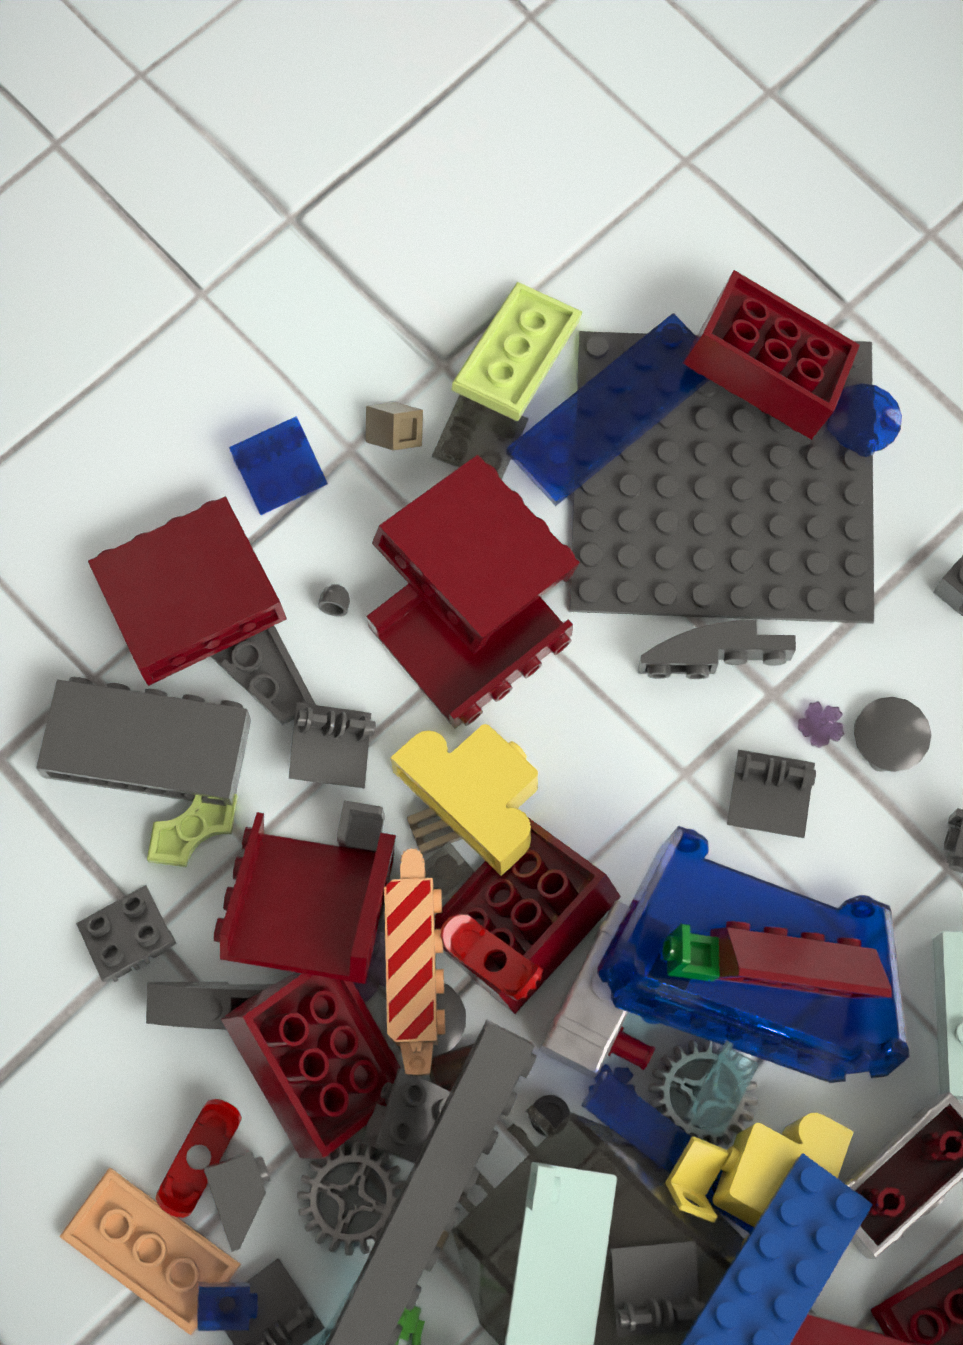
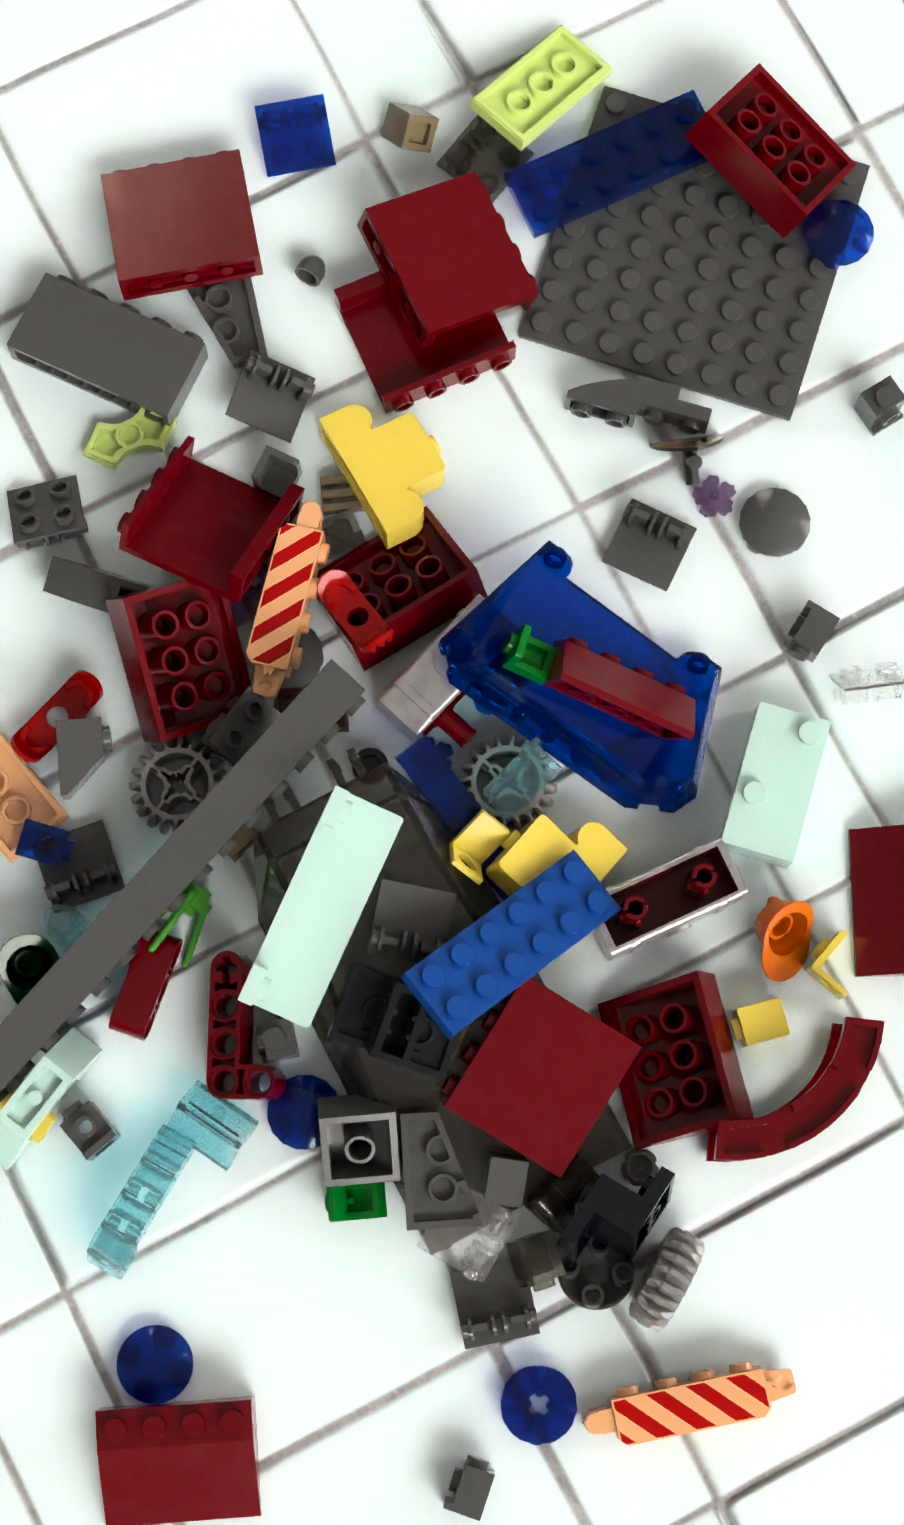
camera: 15 degrees right, 5 degrees up
(785, 682) = (689, 449): none -> shield

